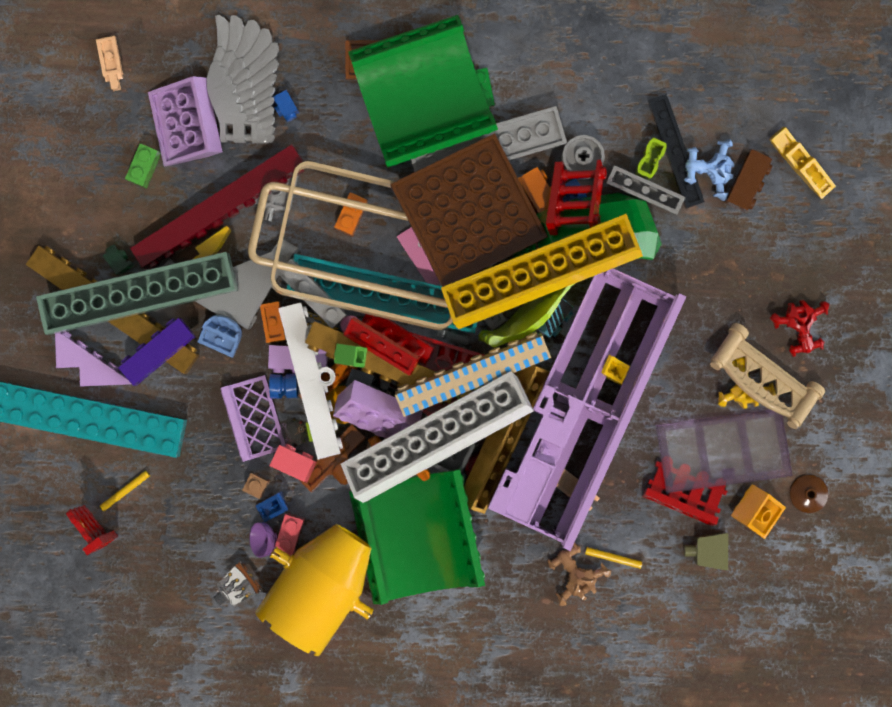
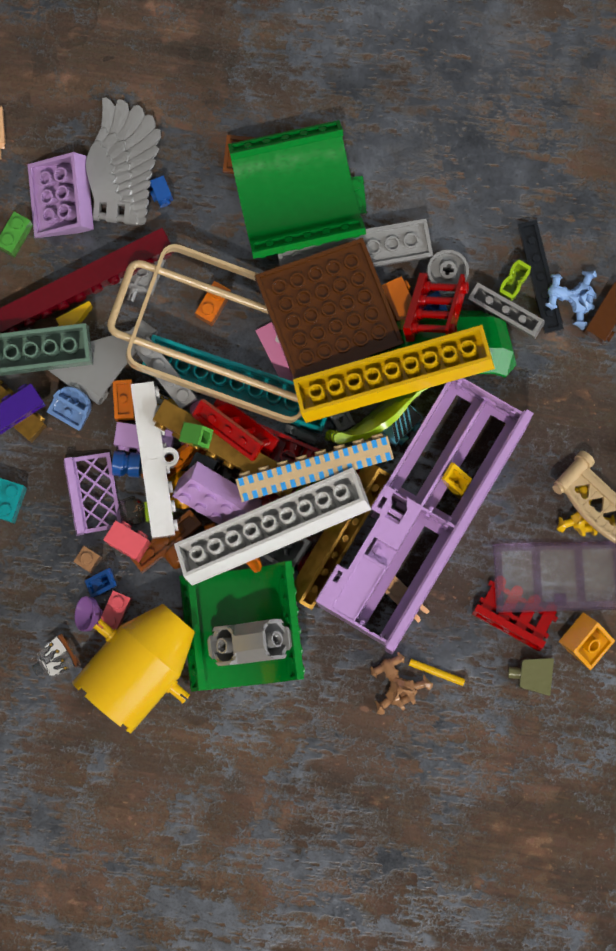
camera: 10 degrees right, 5 degrees down
(427, 554) = (249, 642): none -> light grey brick

